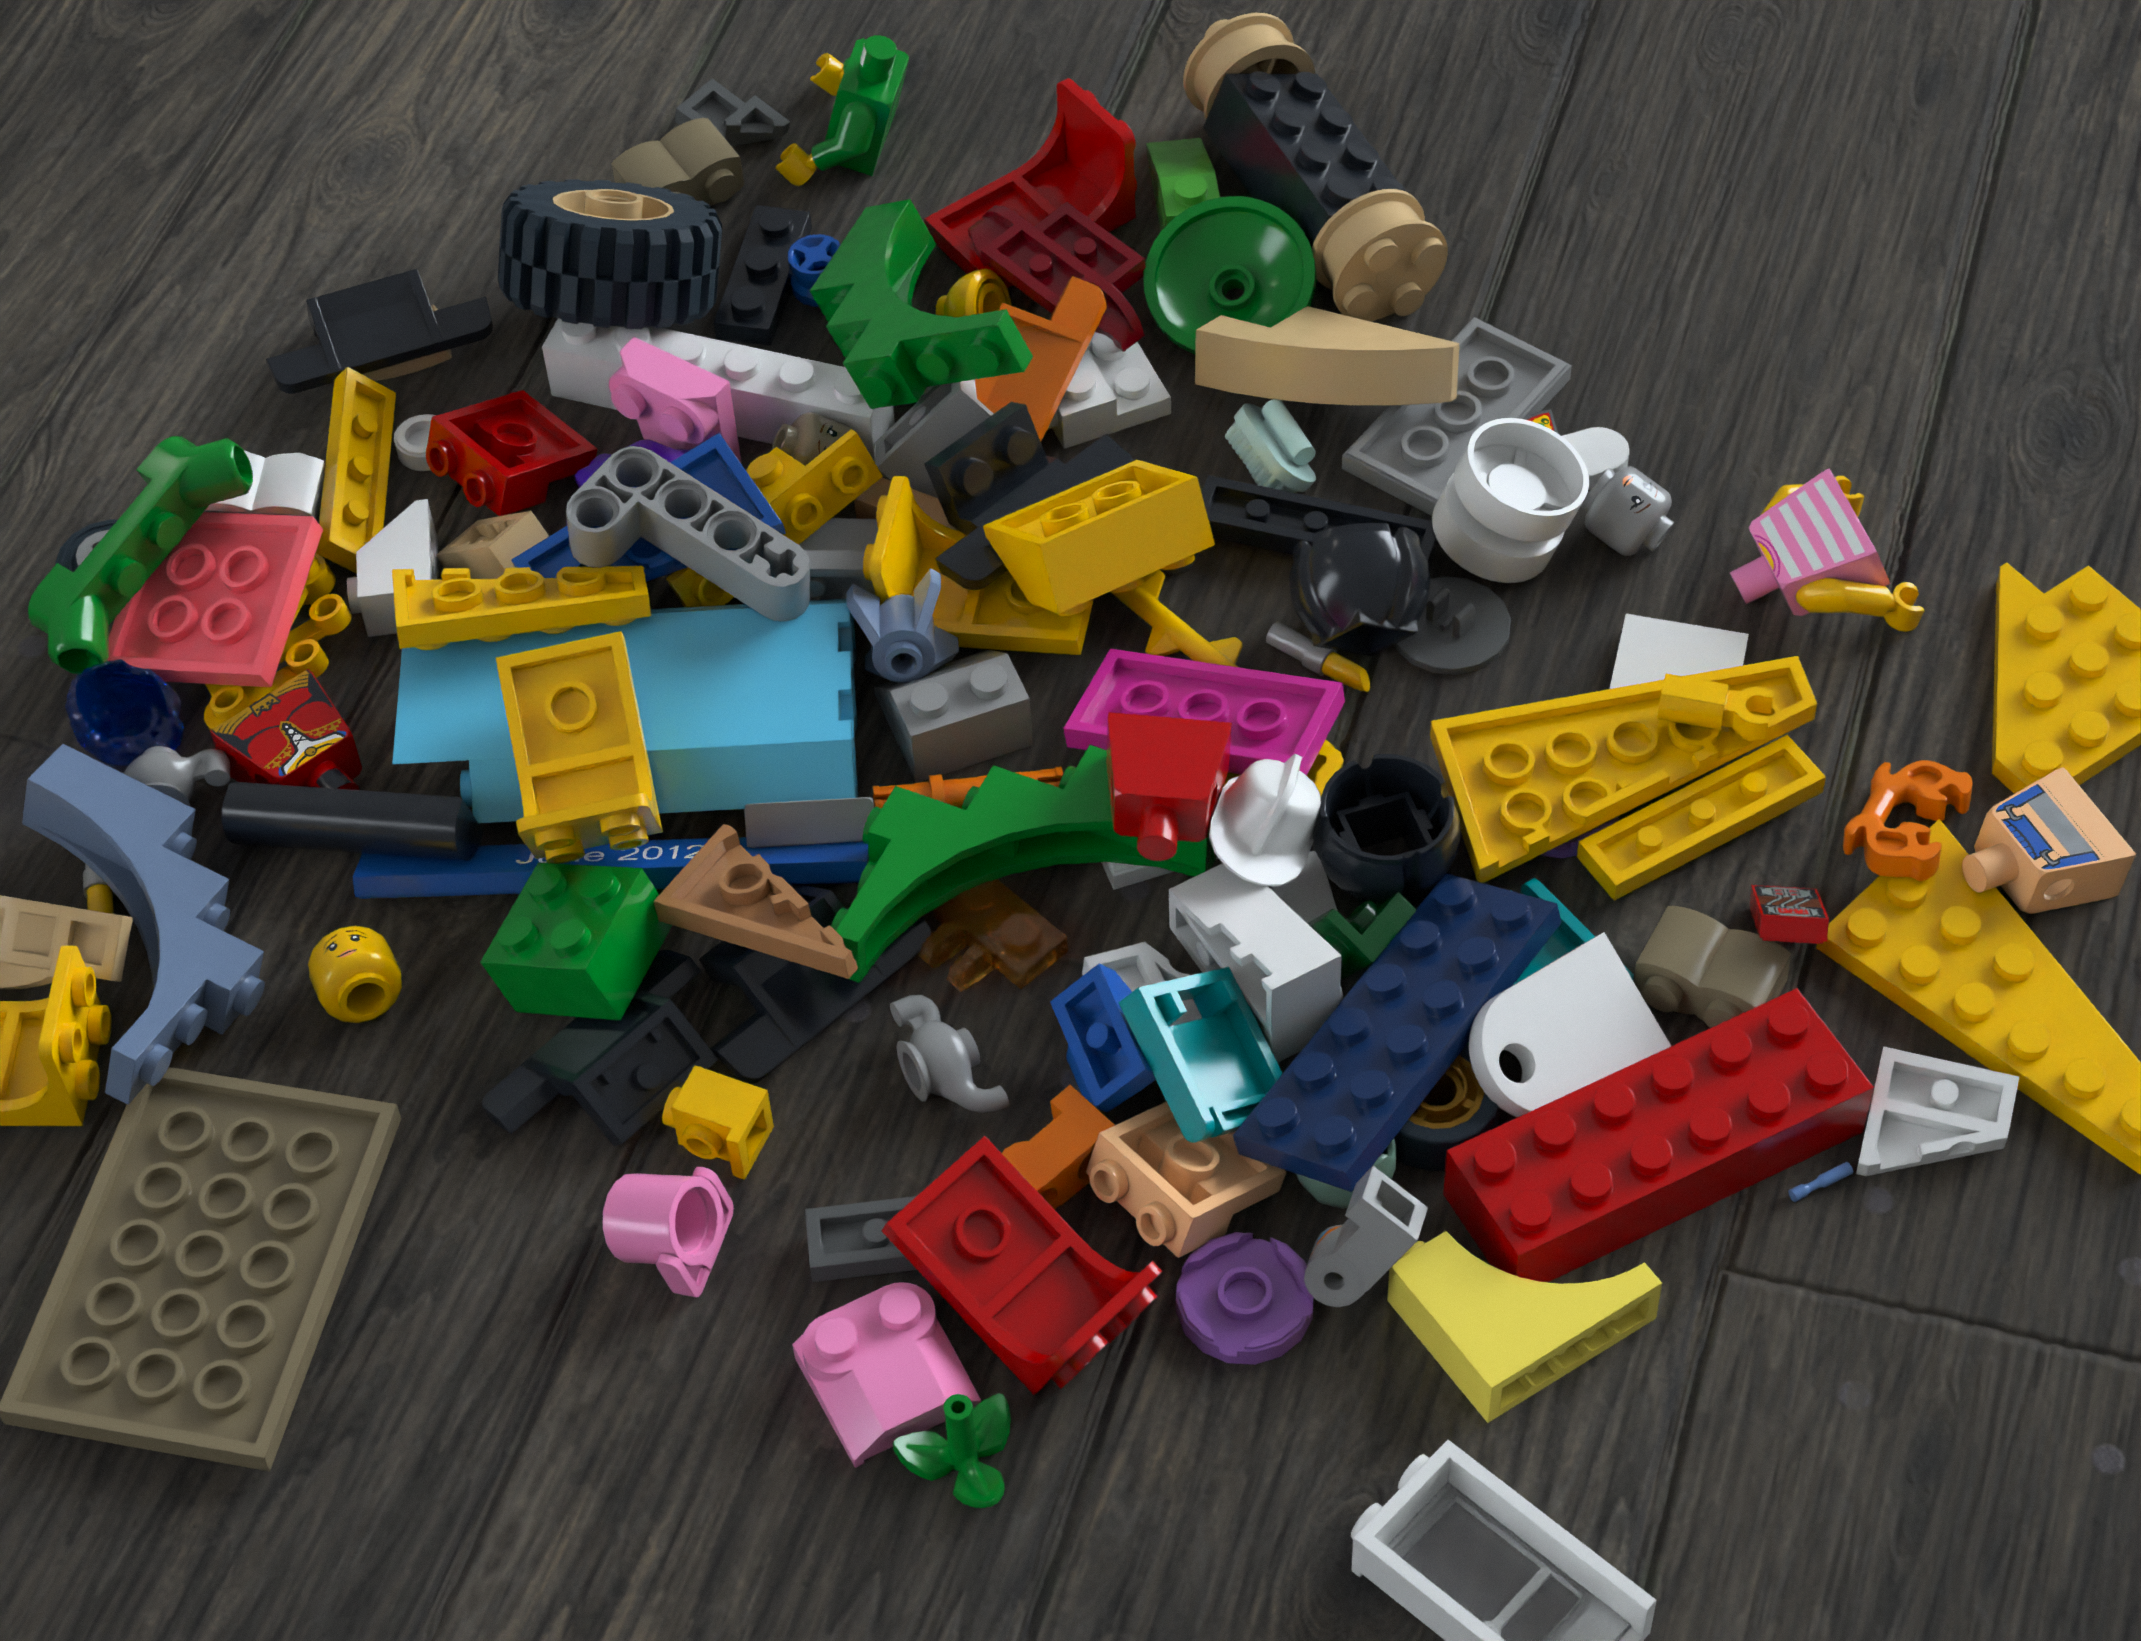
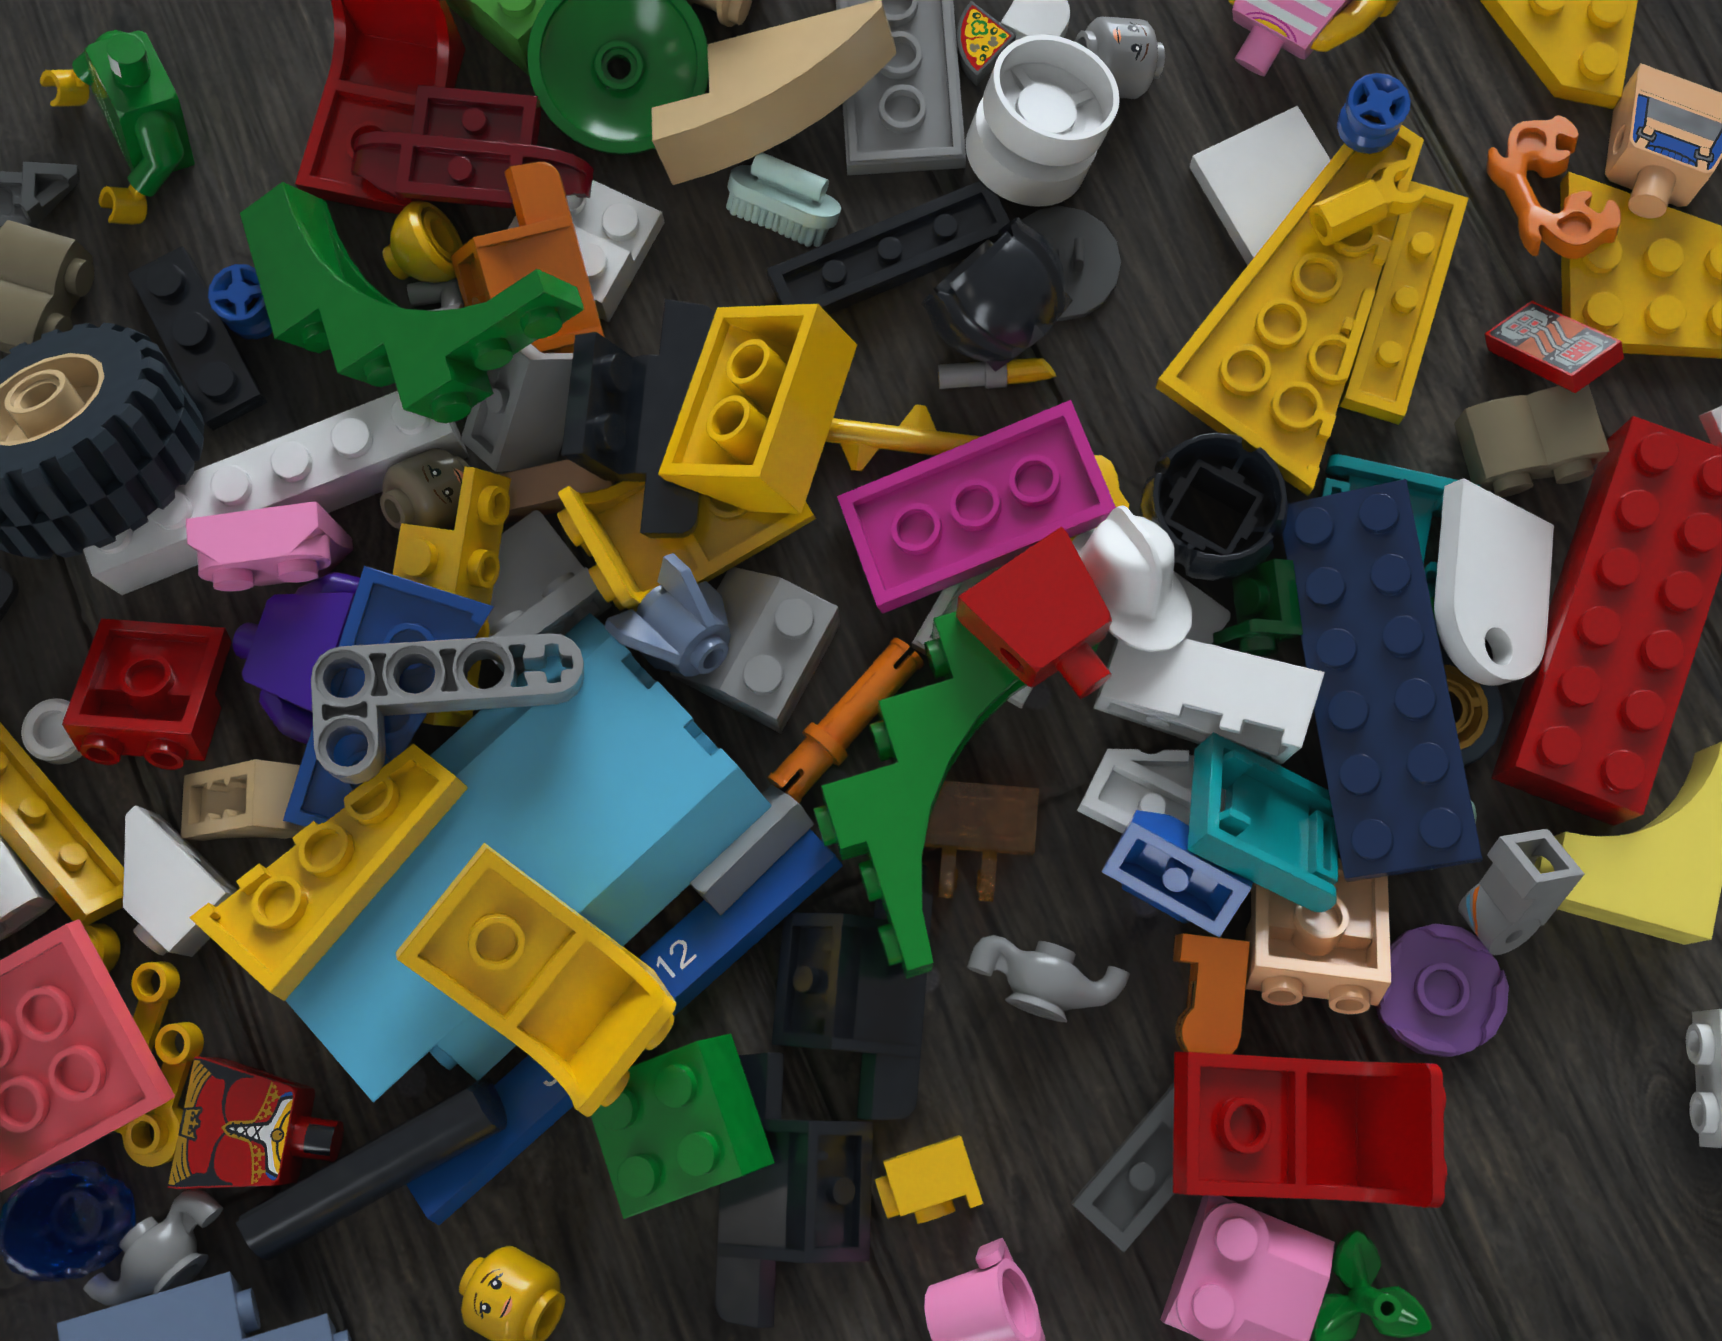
camera: 40 degrees left, 25 degrees up
(743, 903) = (787, 992): medium nougat wing -> none
(1780, 649) = (1381, 98): none -> blue wheel

